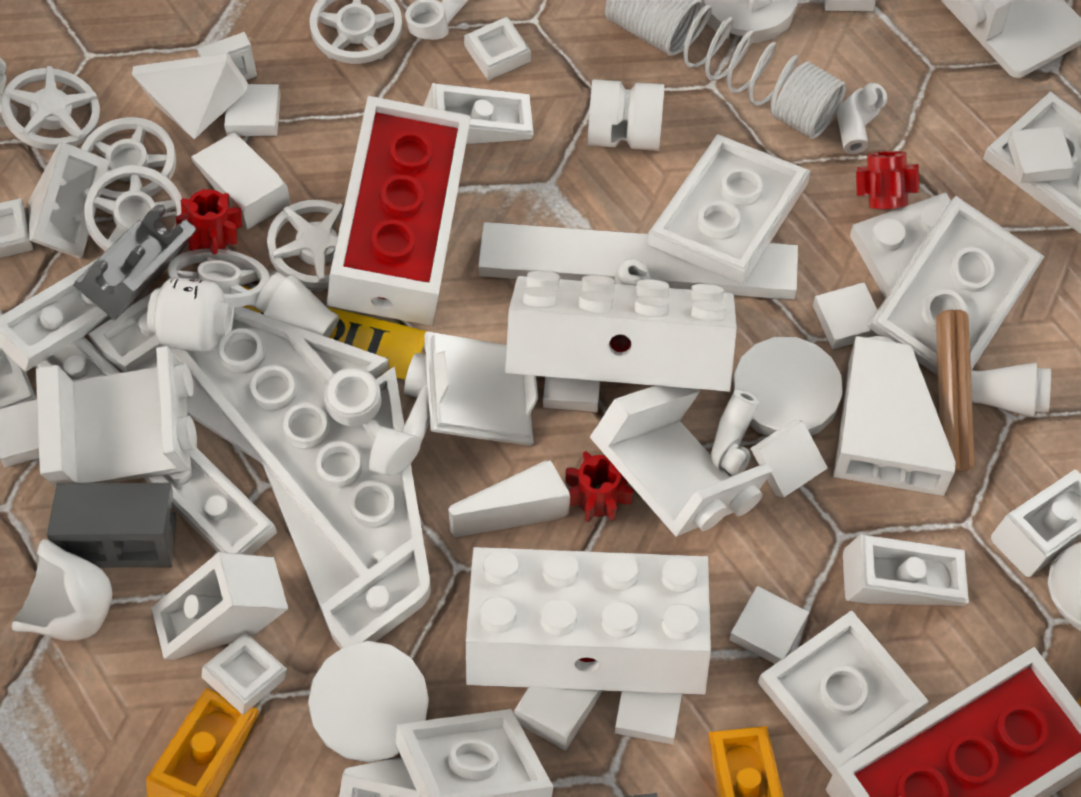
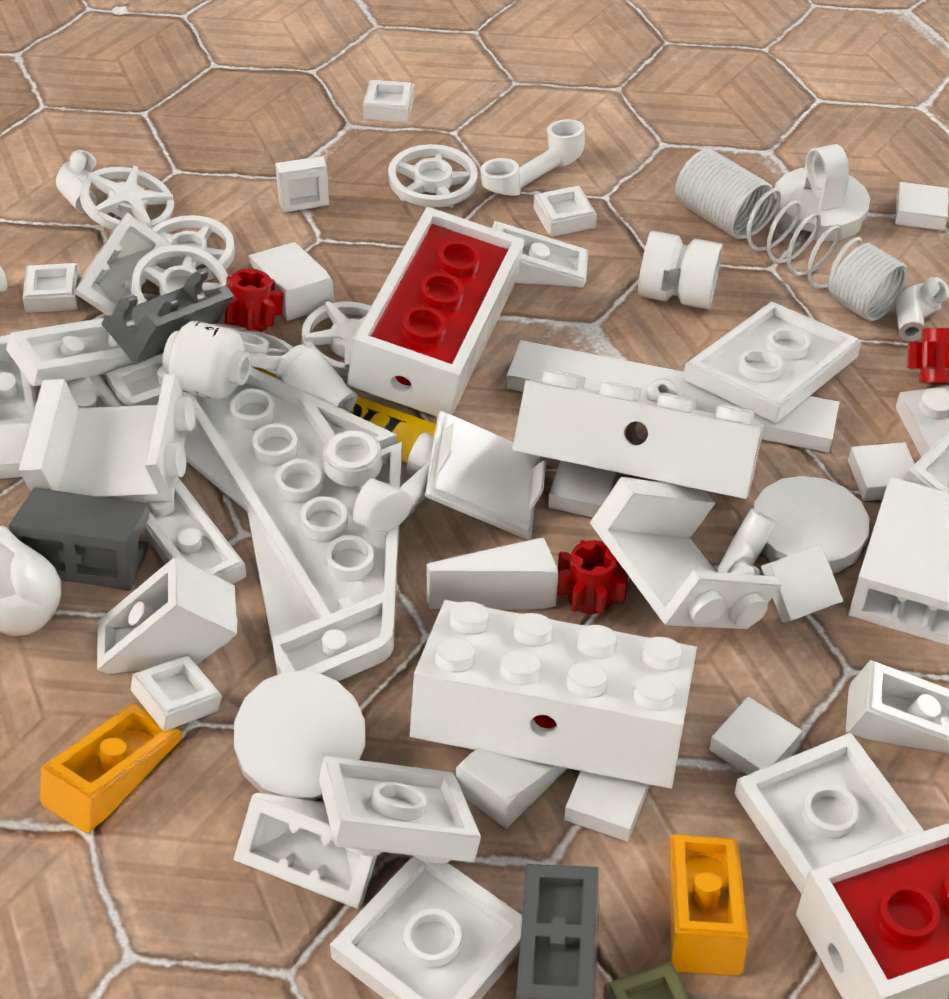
camera: 10 degrees right, 15 degrees down
(192, 89) = (263, 195): white slope -> none
(255, 112) = (317, 227): white tile -> none

